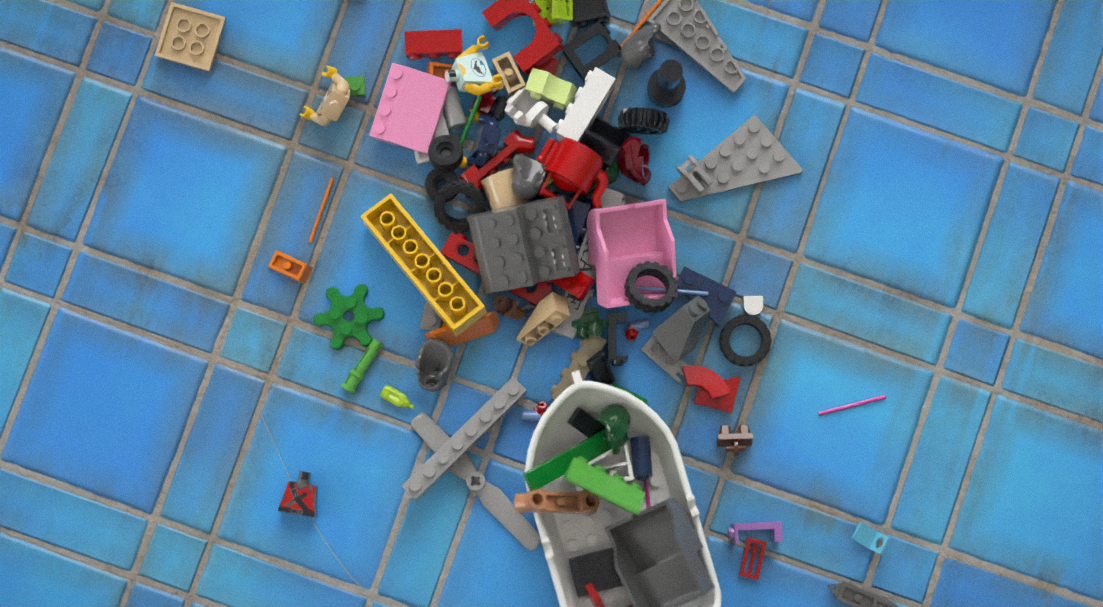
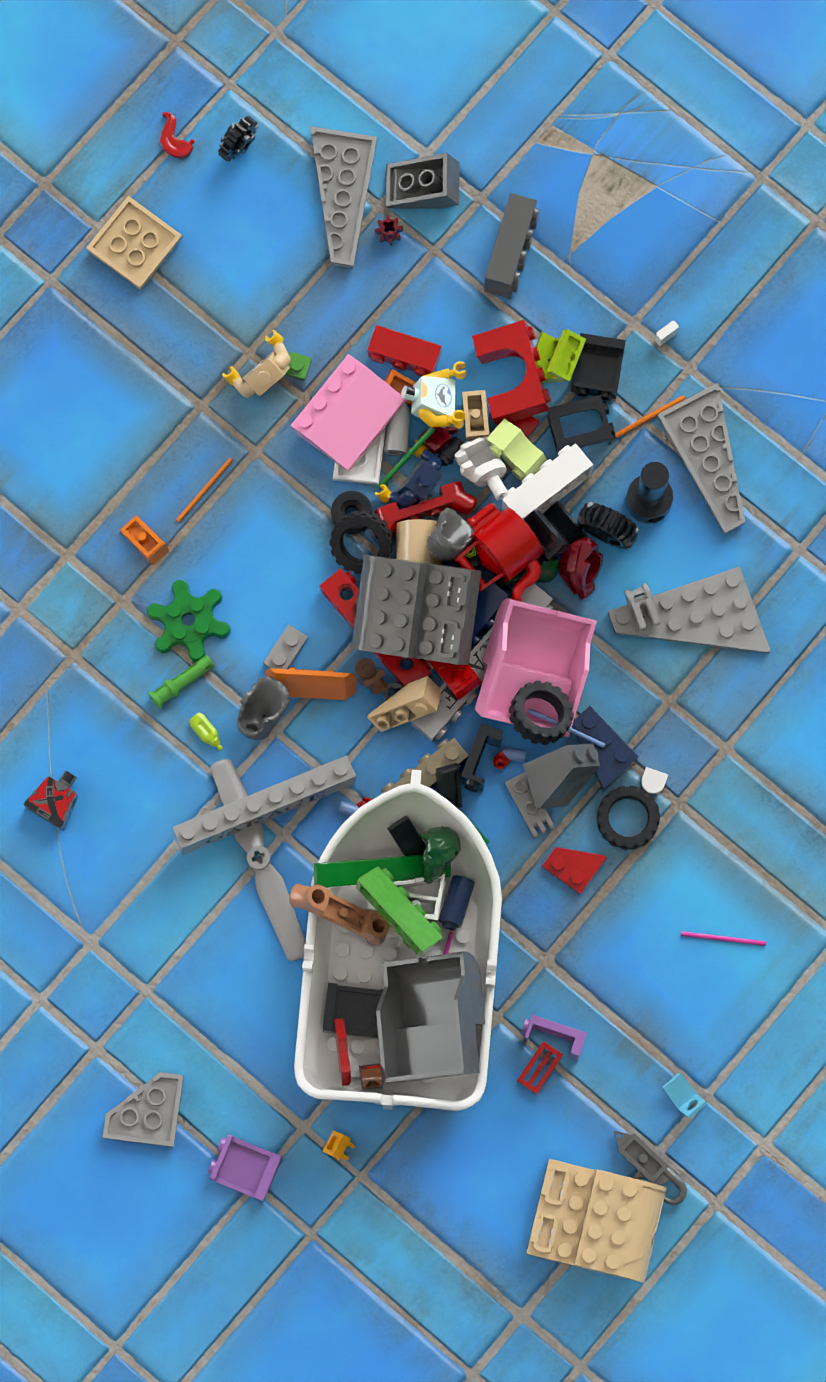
camera: 25 degrees right, 5 degrees down
(423, 264) = (295, 591): yellow brick -> none
(442, 143) = (369, 465): black tyre -> none
(589, 324) = (455, 728): clear green hips -> none
(640, 46) = (637, 440): dark grey piece -> none
(707, 380) = (565, 844): red tile -> none
(734, 442) = (572, 926): reddish brown hips -> none

